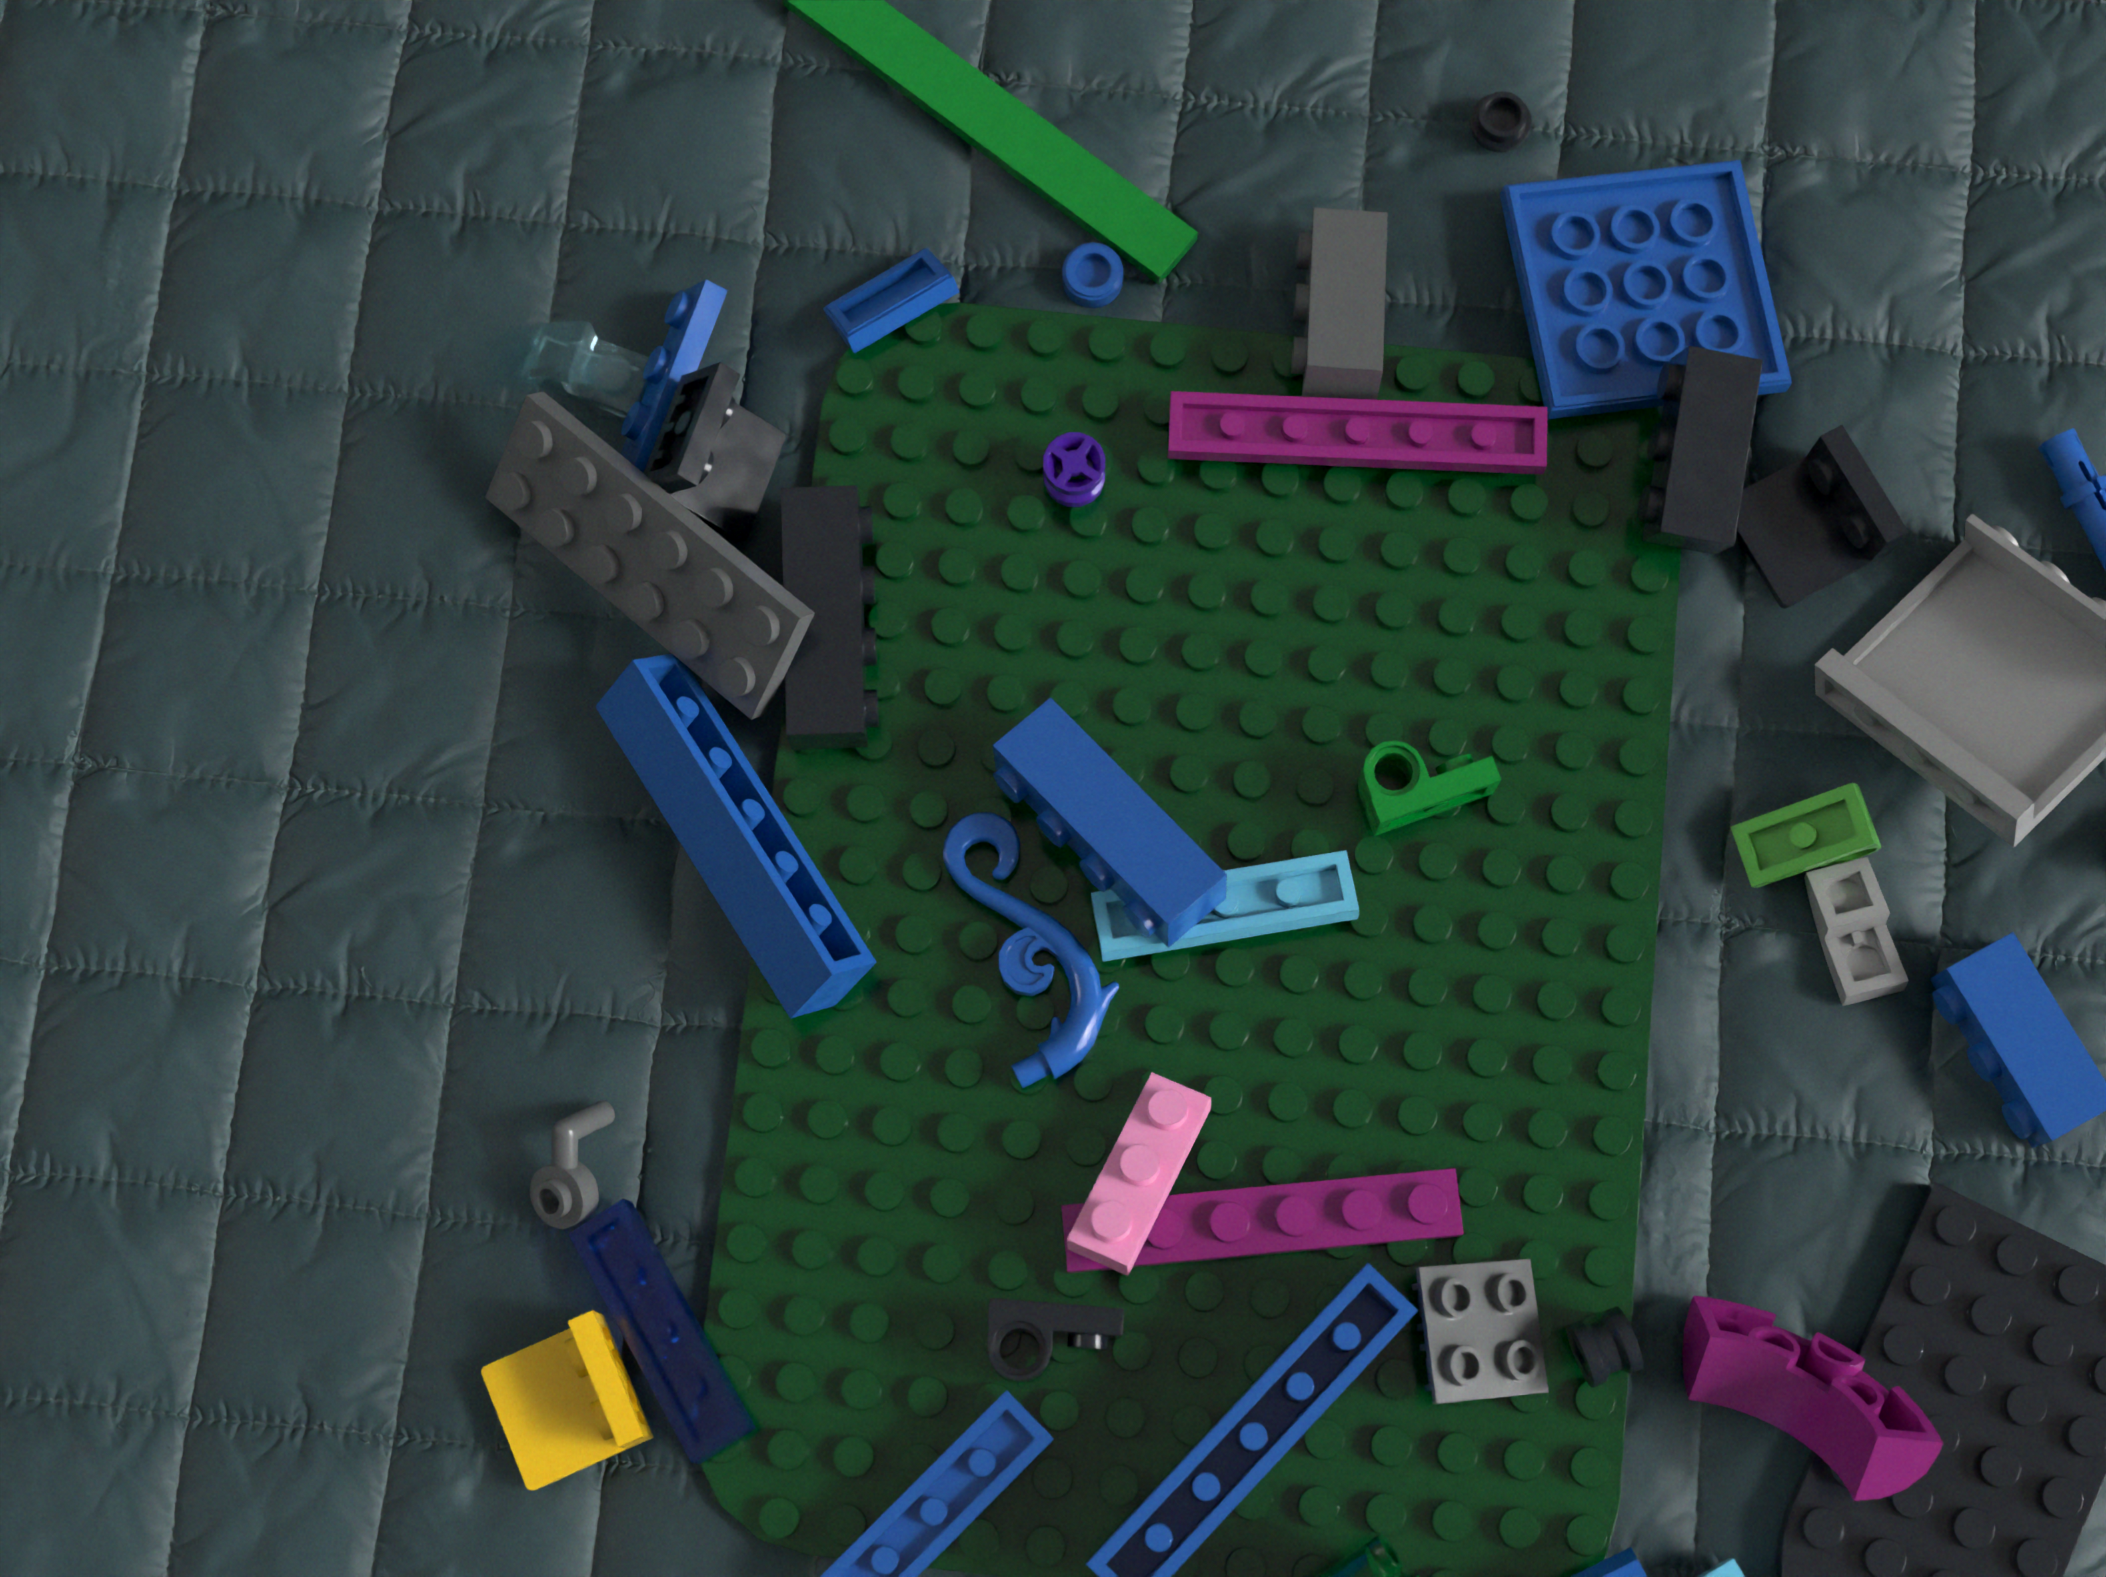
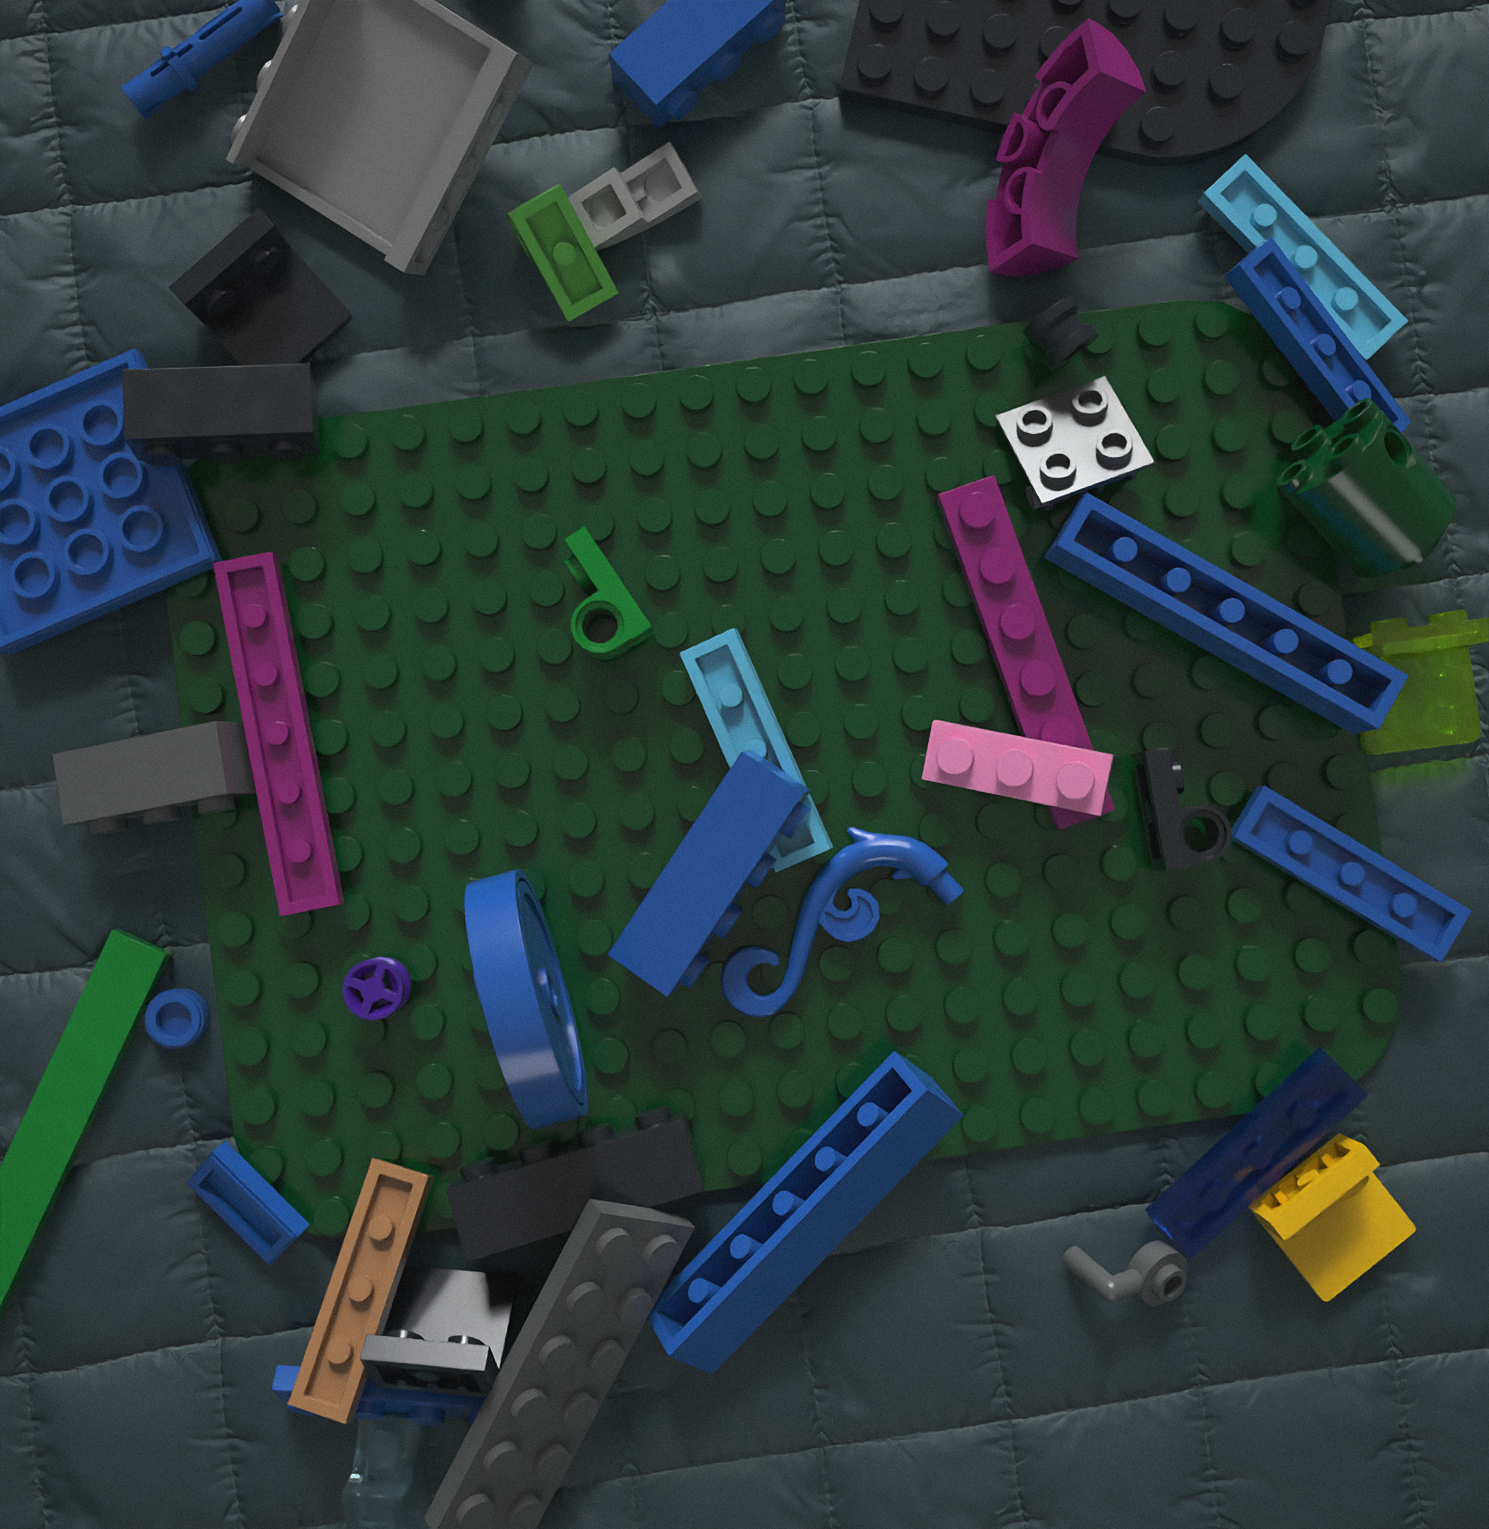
camera: 110 degrees left, 10 degrees up
(782, 385) = (361, 1290): none -> medium nougat plate
(1029, 598) = (525, 999): none -> blue brick

